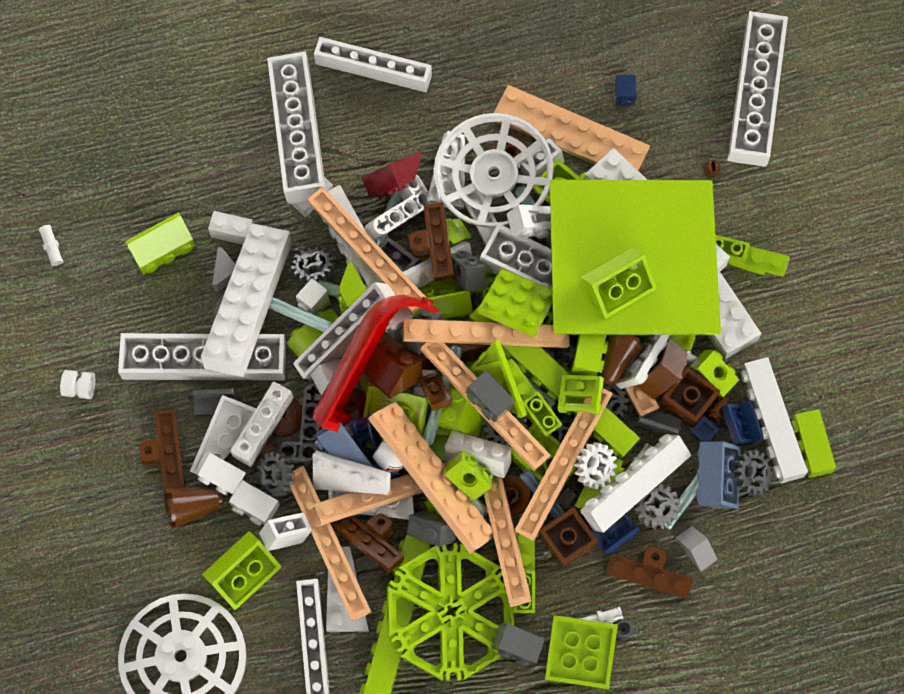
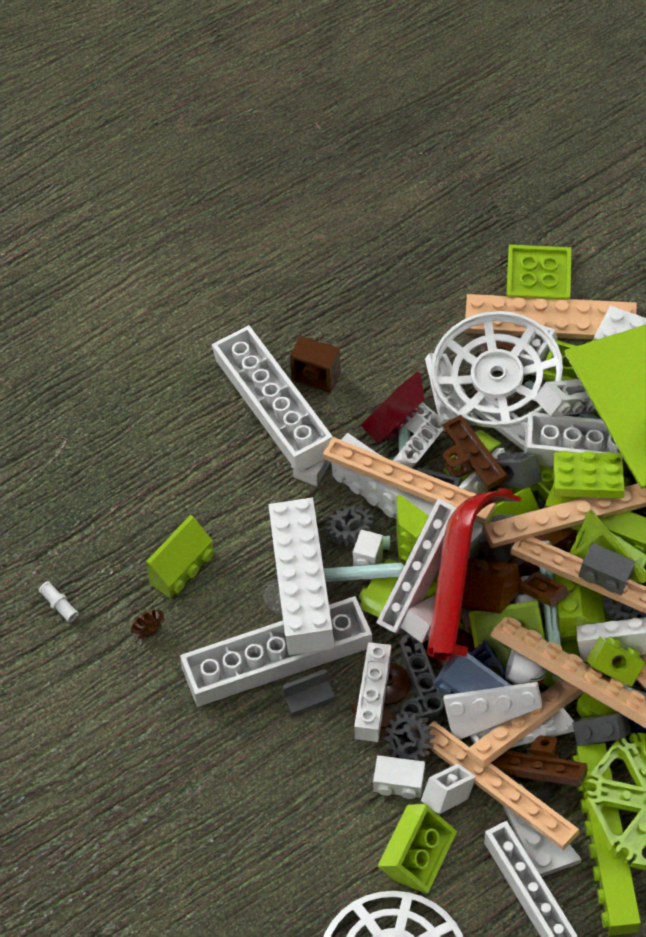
camera: 20 degrees left, 15 degrees down
(77, 384) = (152, 726): white wheel -> none
(110, 293) = (147, 623): none -> reddish brown gear
(164, 449) = (277, 759): reddish brown plate -> none
(189, 504) = (329, 801): reddish brown cone -> none
(219, 473) = (349, 757): white brick -> none
(223, 270) = (259, 560): light grey slope -> none
(224, 429) = (333, 719): white wing -> none
(229, 227) = (247, 519): white brick -> none
(347, 106) = (315, 364): none -> reddish brown brick
(373, 64) = (322, 318): white brick -> none
(579, 86) = (539, 272): none -> lime plate
(625, 90) = (586, 260): dark blue brick -> none

